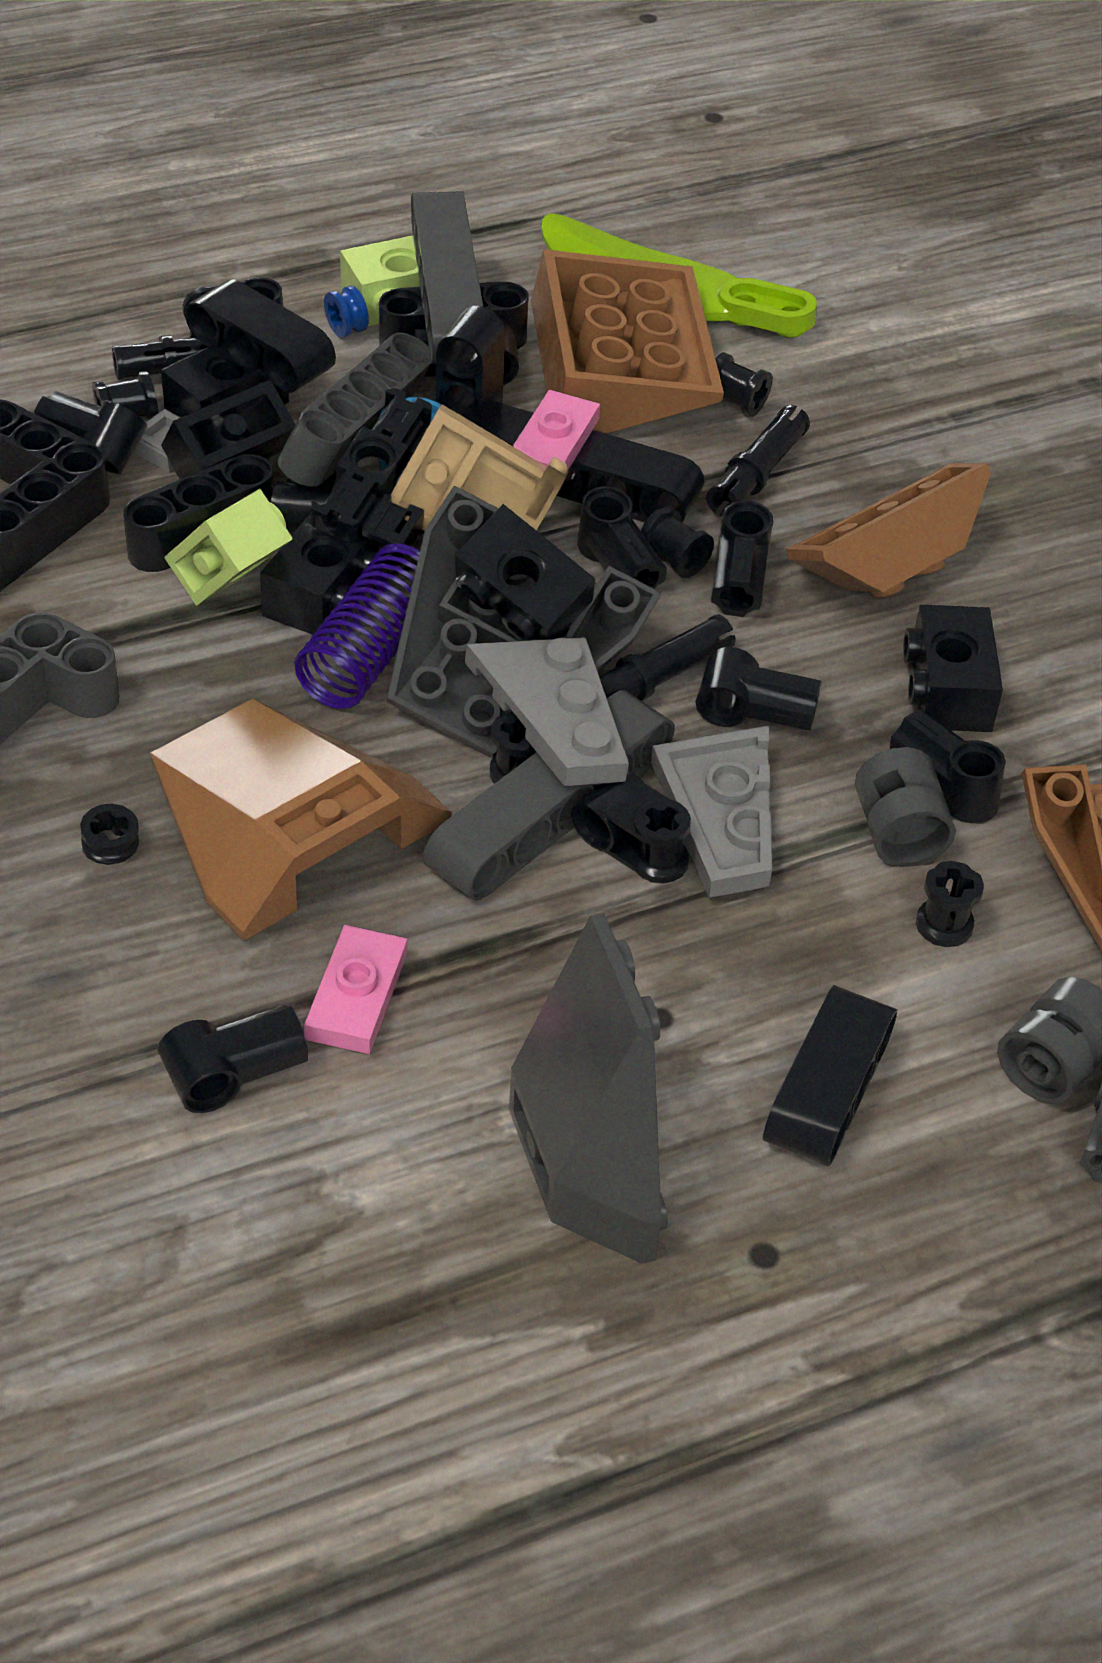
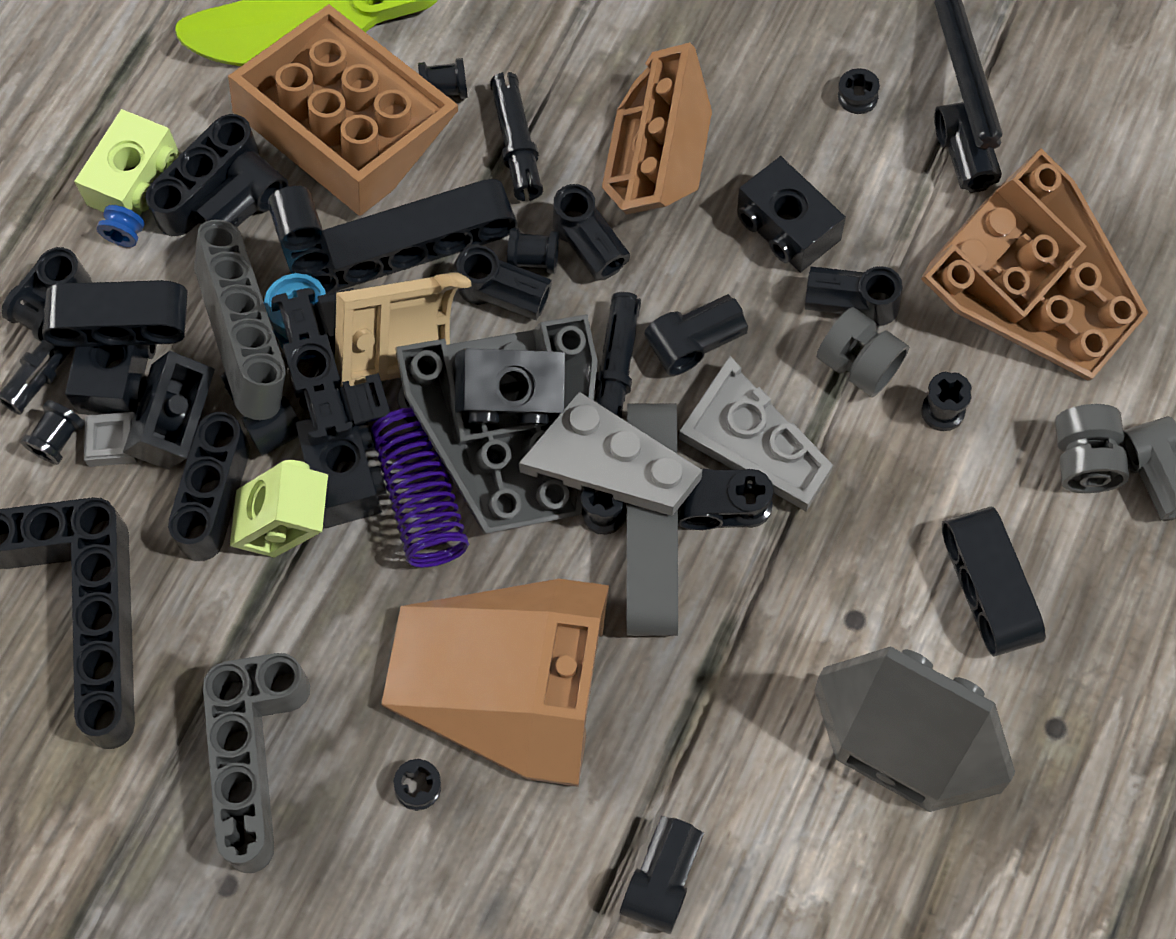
camera: 35 degrees left, 20 degrees up
(107, 426) = (67, 478): black piece -> none
(356, 989) = (678, 760): bright pink plate -> none
(443, 261) = (185, 151): dark grey beam -> none
(558, 428) = (390, 235): bright pink plate -> none

